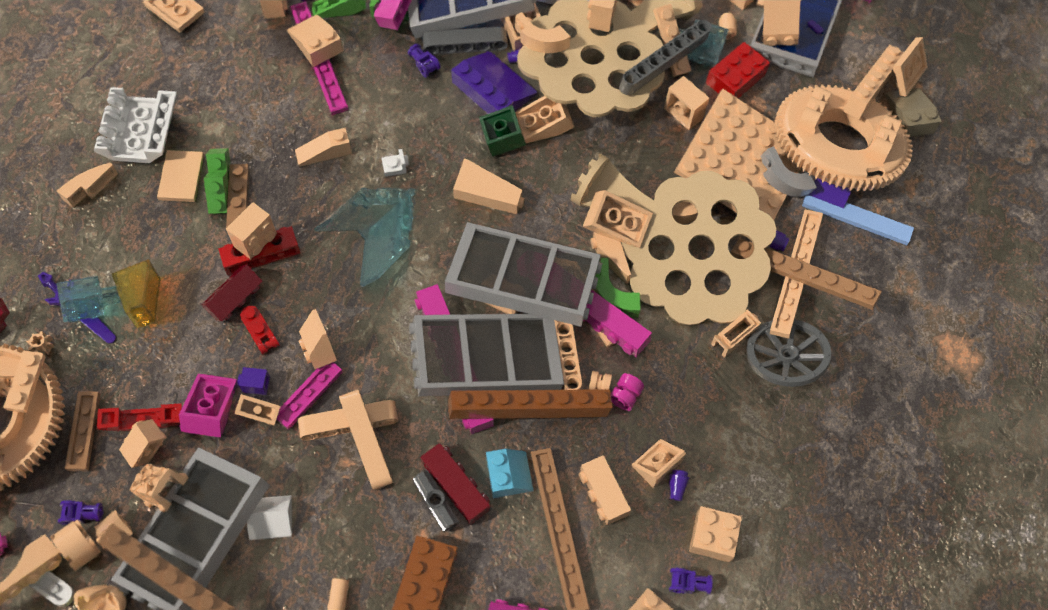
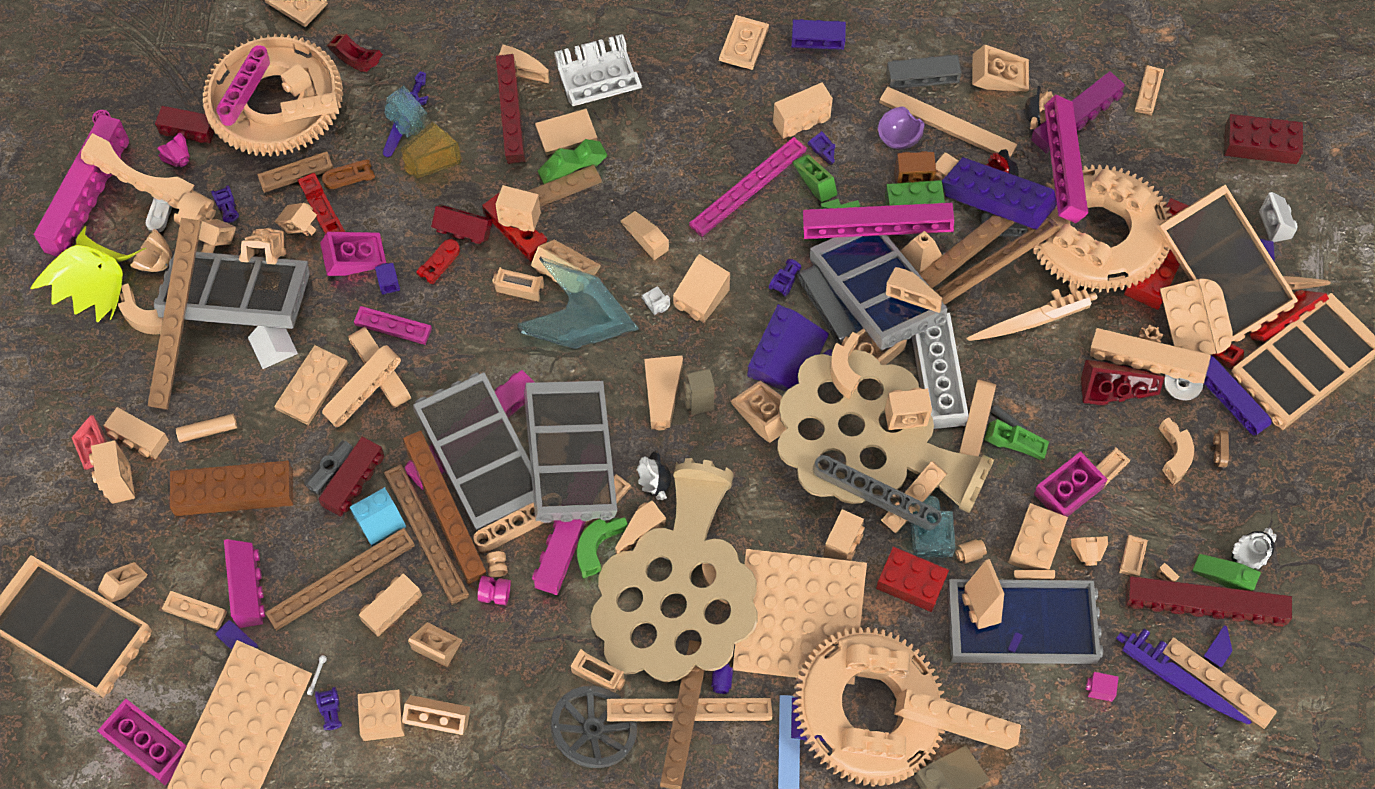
camera: 70 degrees right, 0 degrees up
(40, 343) = (359, 103): light nougat gear -> none
(115, 381) = (348, 174): none -> dark orange plate
(132, 207) = (510, 108): none -> dark red brick
(257, 409) = (359, 289): light nougat slope -> none
(305, 225) = (562, 254): none -> light nougat slope
(316, 39) = (760, 174): light nougat slope -> none
(316, 342) = (439, 310): light nougat slope -> none
(322, 267) = (518, 284): none -> light nougat window
(334, 492) = (311, 385): none -> light nougat plate
(405, 121) = (702, 289): none -> light nougat slope
(502, 131) = (731, 377): dark green slope -> none
(510, 153) = (699, 392): none -> dark tan brick
(541, 435) = (426, 534): none -> medium nougat tile
(566, 222) = (654, 476): none -> hair
(617, 219) = (666, 514): light nougat slope -> none
(634, 574) = (322, 659): none -> white hinge
(678, 484) = (420, 668): dark purple cone -> none
(733, 482) = (436, 715): none -> light nougat brick
(783, 179) = (787, 661): light grey arch -> none
(910, 66) = (1001, 756): light nougat plate -> none

